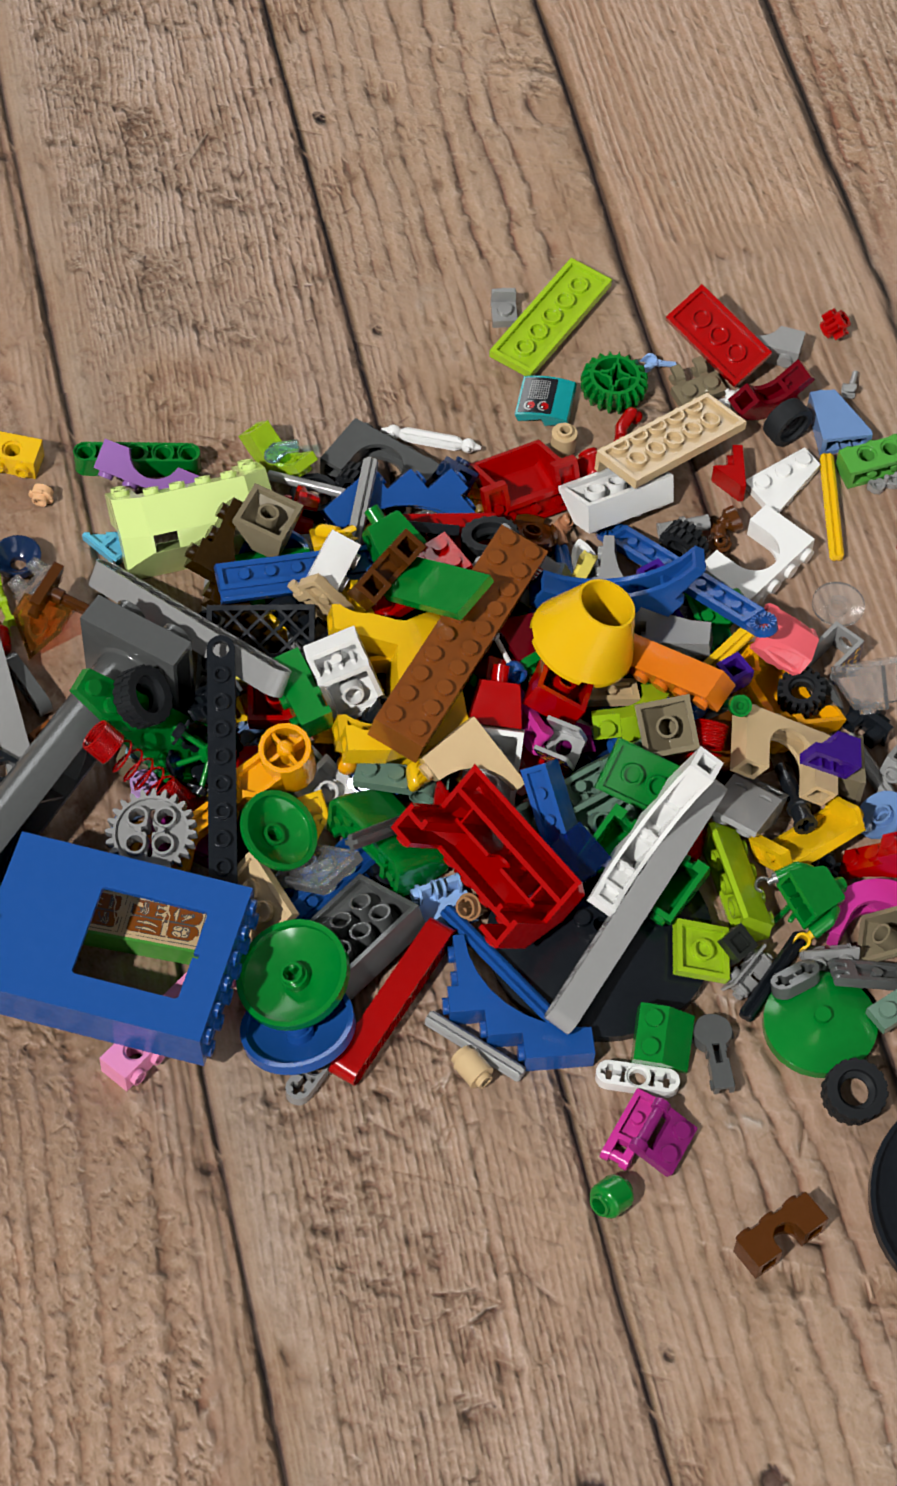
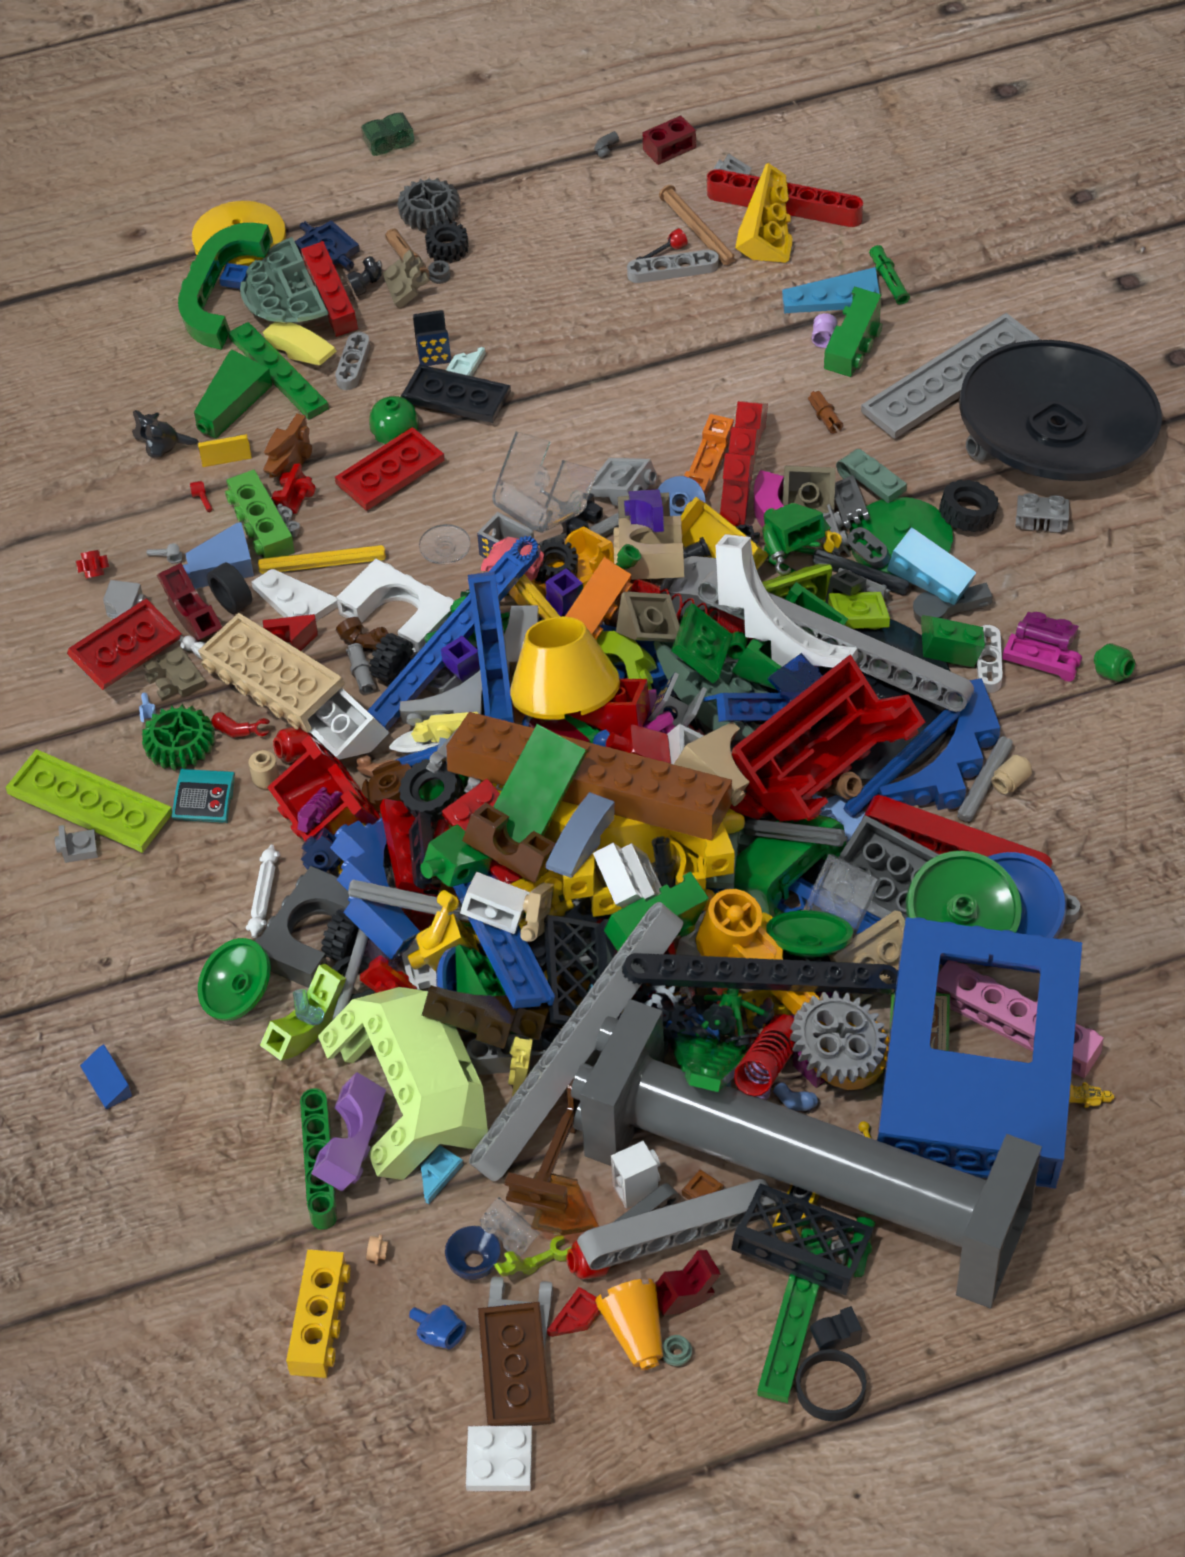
camera: 90 degrees left, 5 degrees down
(58, 672) = (635, 1173): none -> white brick
(76, 1065) = (1089, 1095): none -> yellow piece
(127, 702) = (695, 1044): black tyre -> none
(187, 593) = (520, 1062): none -> light yellow hinge
(253, 325) = (106, 1077): none -> blue slope
(267, 520) = (445, 964): dark tan slope -> none
(326, 406) = (233, 979): none -> green dish
(377, 619) = (581, 835): none -> sand blue slope
(500, 469) = (317, 809): none -> magenta hinge
(746, 1021) = (930, 567): none -> medium azure wedge
(797, 1217) = (1129, 561): reddish brown arch -> none
(845, 1170) = (1053, 508): none -> light grey hinge

